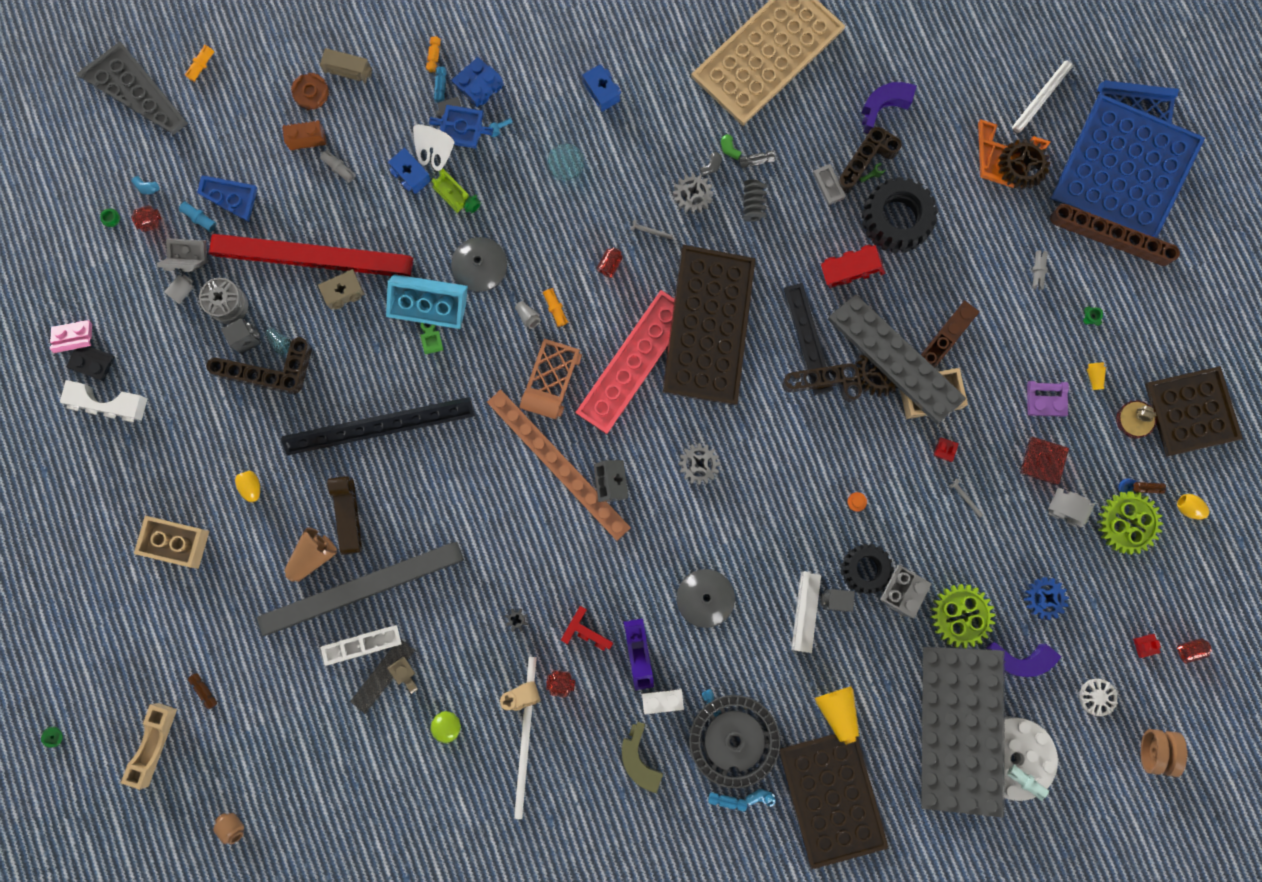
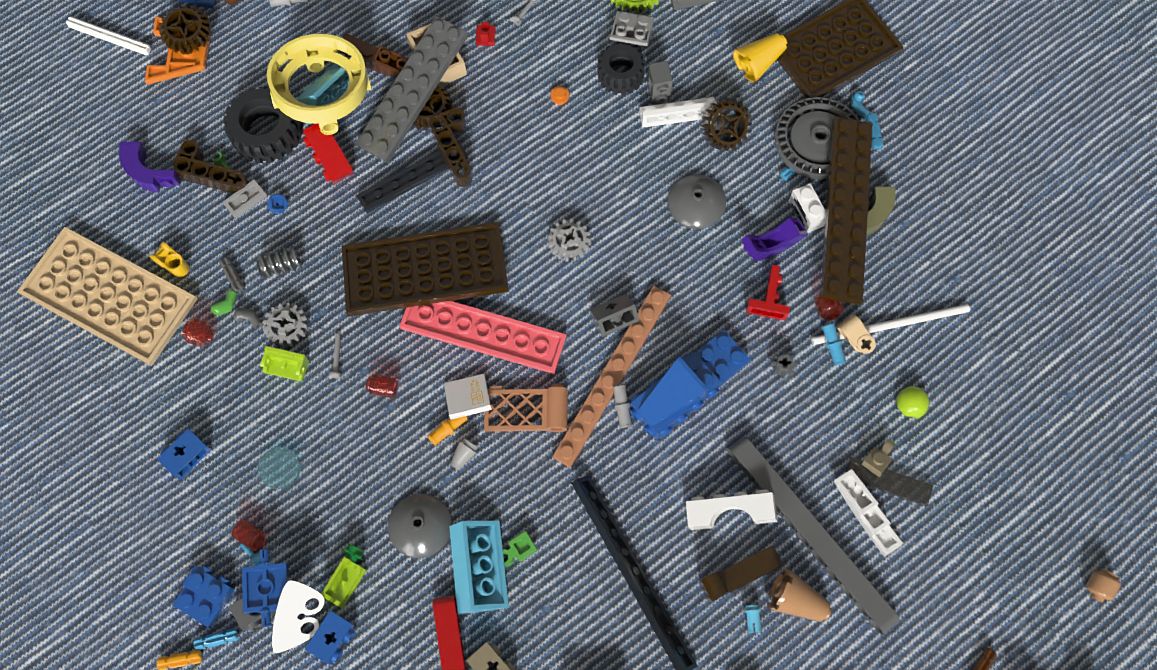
camera: 105 degrees left, 10 degrees down
(309, 514) = (753, 616): none -> medium azure pin
(392, 546) = (704, 512): none -> white arch
(514, 126) = (249, 535): none -> clear red brick
(520, 673) = (834, 344): none -> dark azure pin
(524, 462) = (622, 406): none -> light grey pin
(525, 527) = (687, 385): none -> blue wedge
(576, 331) = (467, 396): none -> white tile
(646, 735) = (847, 211): none -> dark brown plate
(657, 185) = (284, 363): none -> lime hinge
(708, 119) = (198, 332): none -> clear red head
(781, 657) = (736, 135): none -> dark brown gear
(788, 107) = (168, 259): none -> yellow piece
(815, 212) = (277, 203): none -> blue tile
(915, 276) = (326, 88): none -> medium azure slope
(953, 272) = (313, 51): none -> light yellow piece

